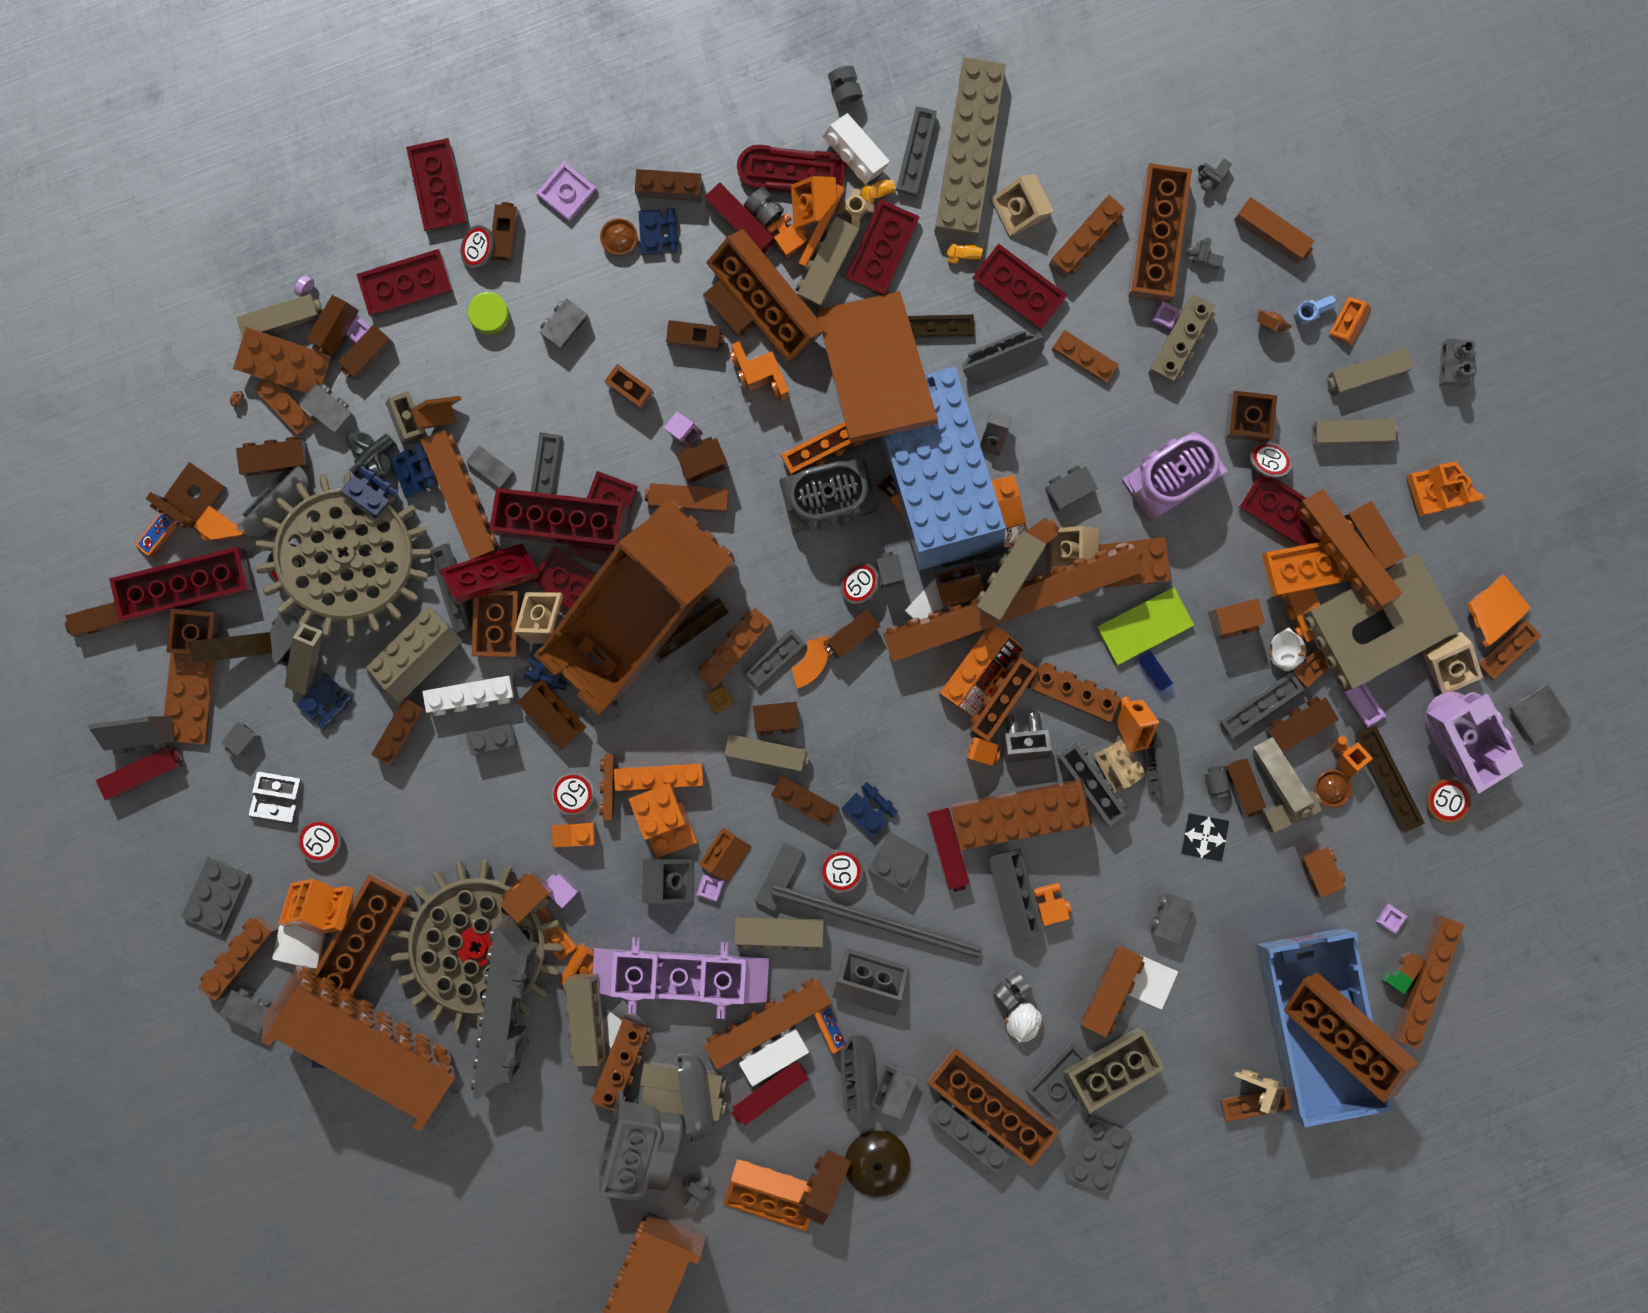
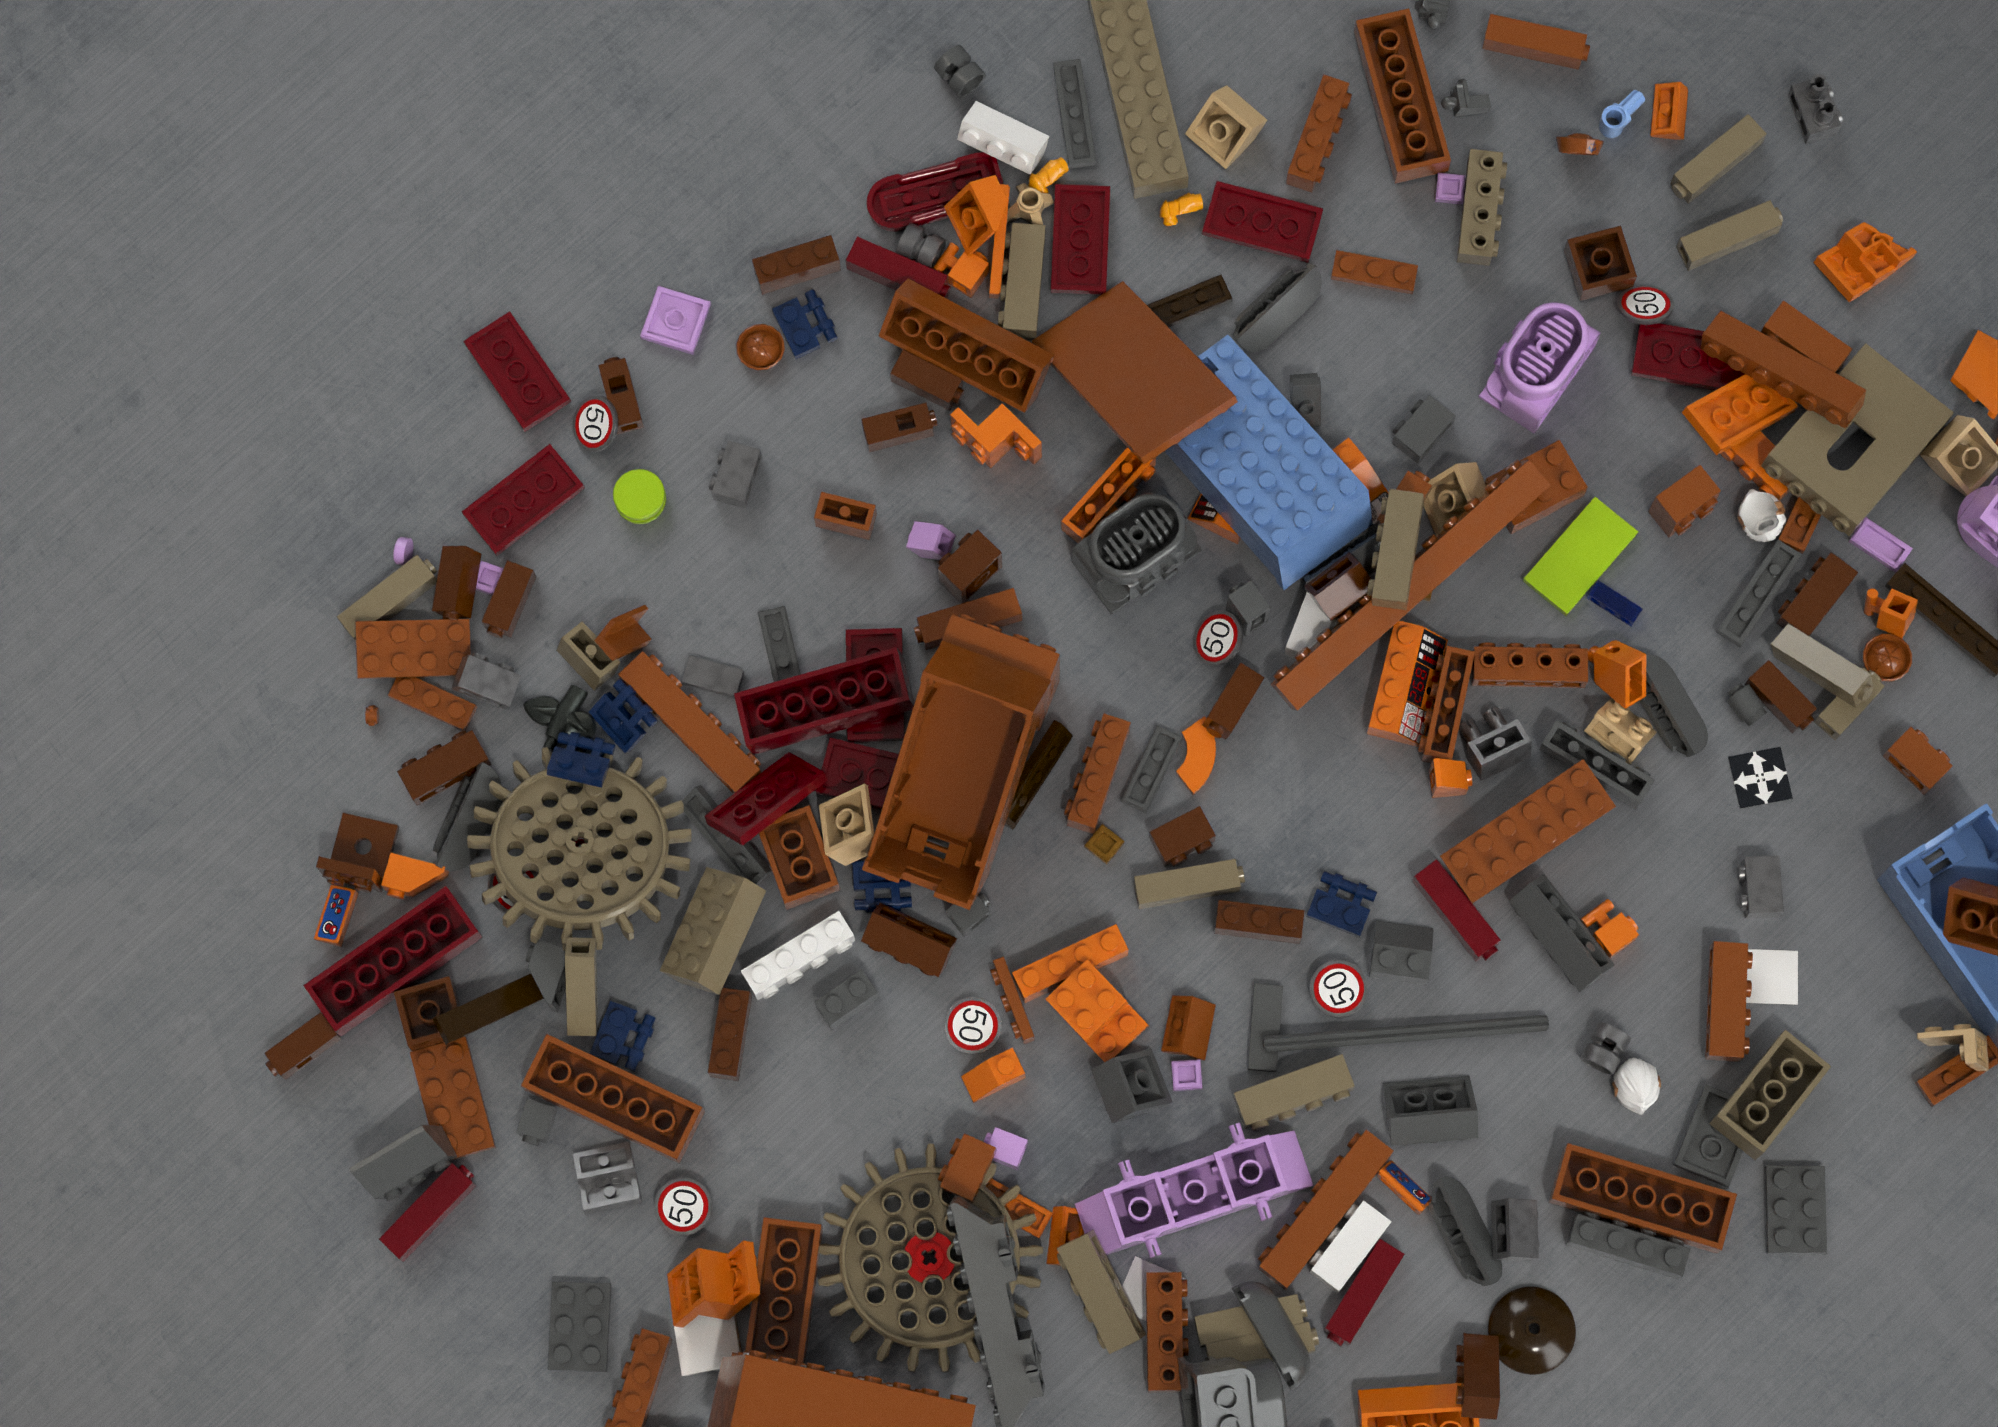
camera: 15 degrees left, 10 degrees down
(298, 745) = (613, 1098): none -> dark orange brick

